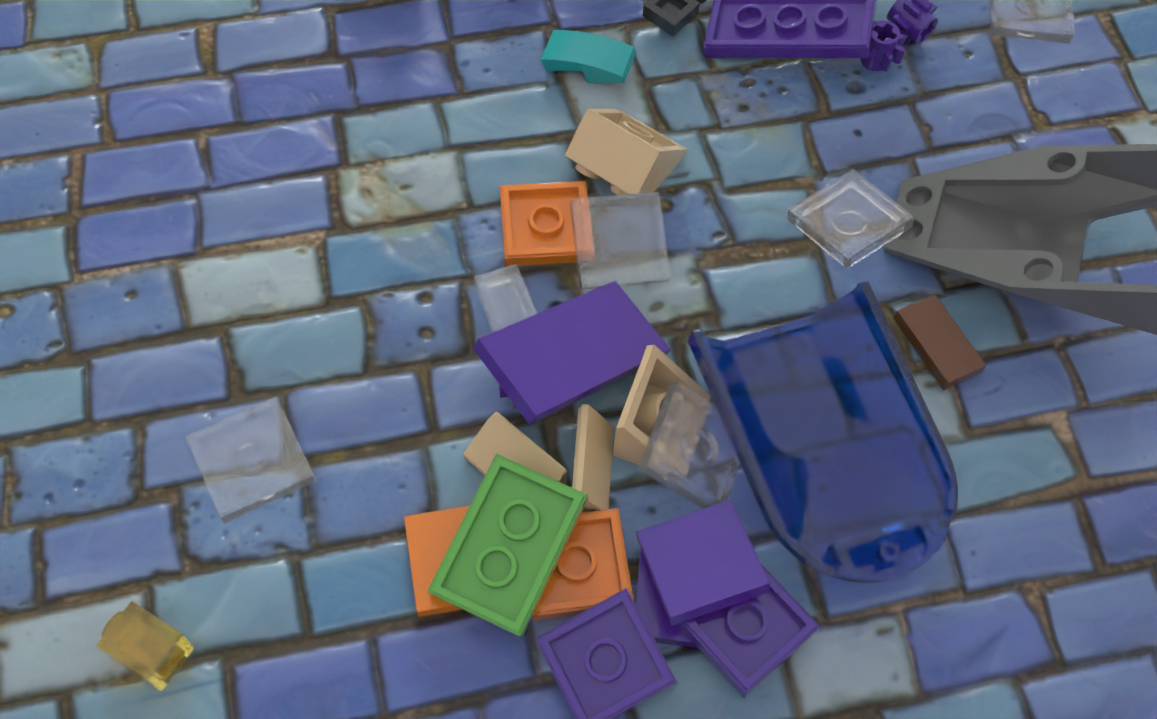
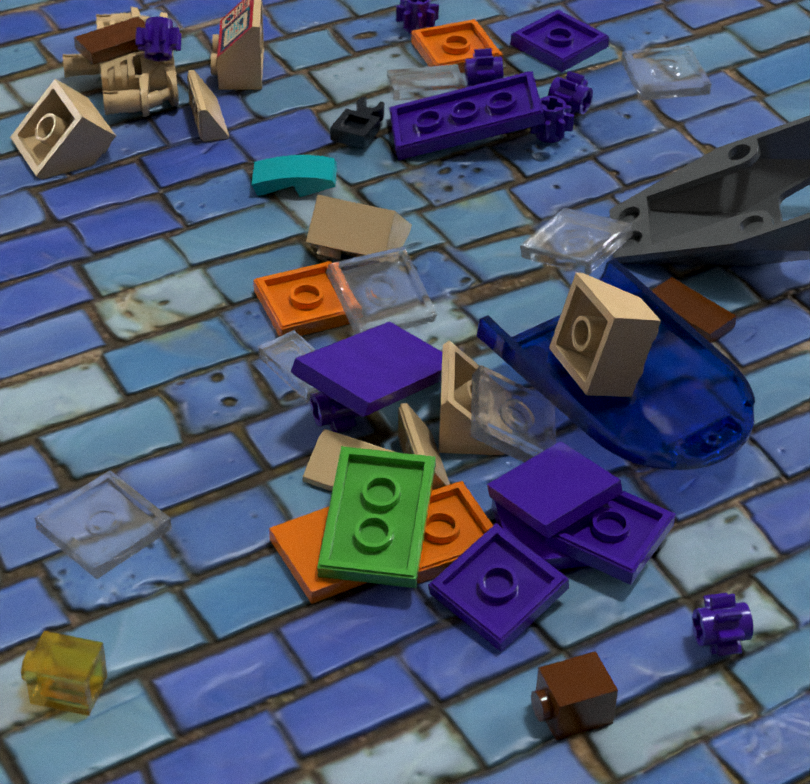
camera: 15 degrees left, 20 degrees down
(822, 380) = (604, 337): none -> tan slope

